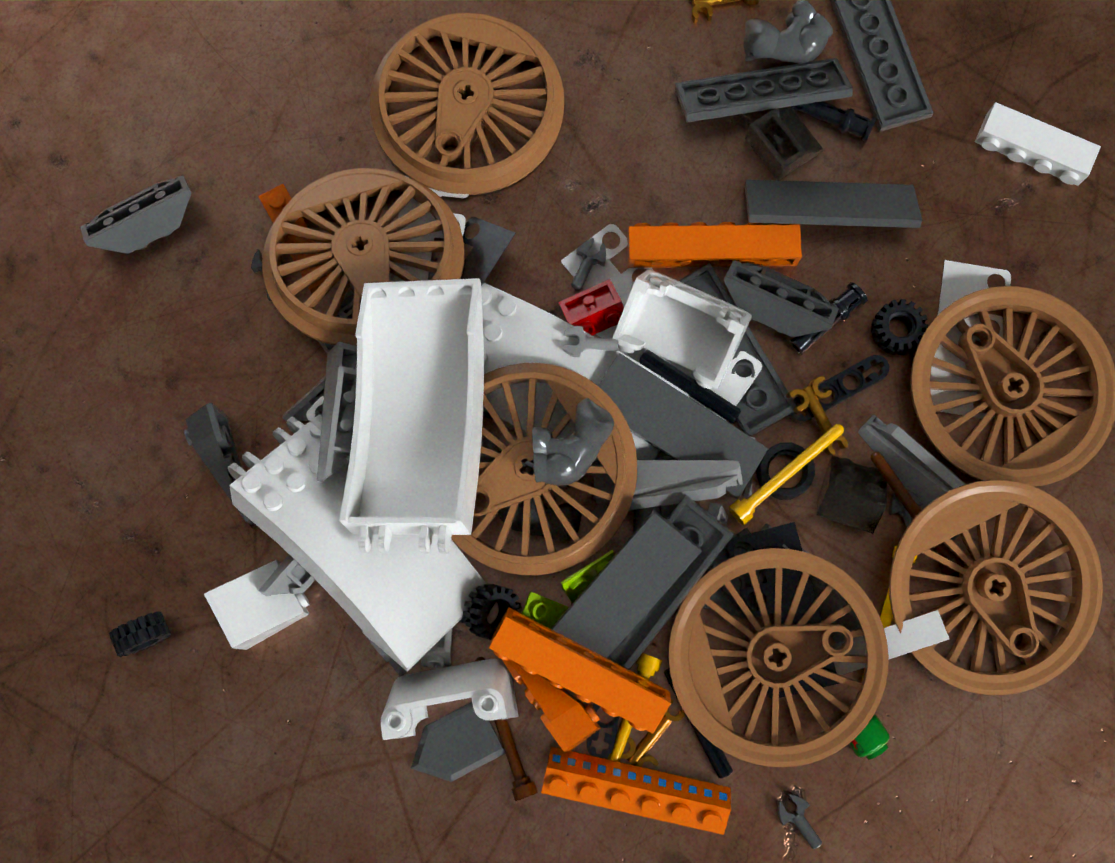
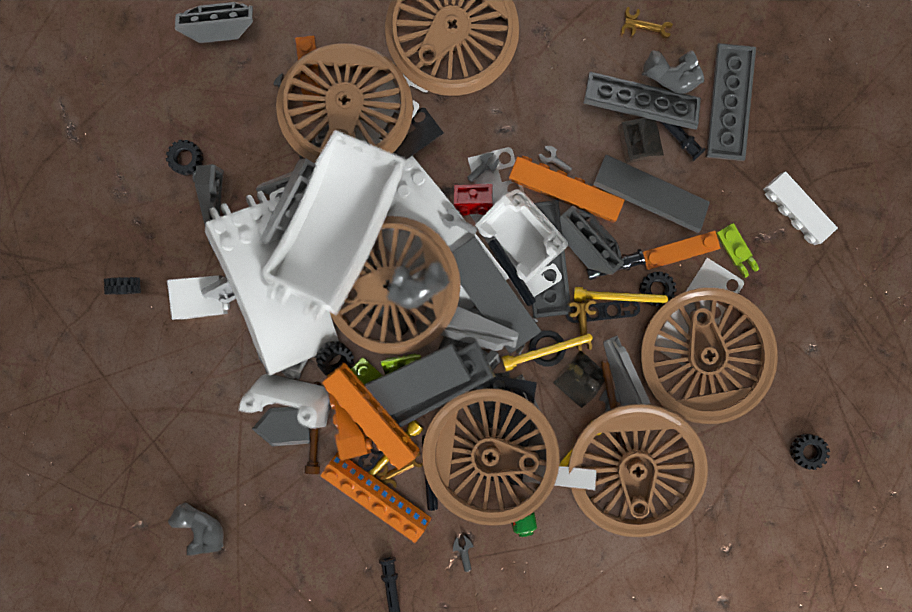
camera: 20 degrees right, 10 degrees up
(151, 406) = (173, 153): none -> black tyre
(677, 213) = (553, 159): none -> light grey bar
(801, 376) = (582, 294): none -> yellow piece
(906, 263) = (681, 250): none -> orange plate
(980, 232) = (737, 249): none -> lime hinge

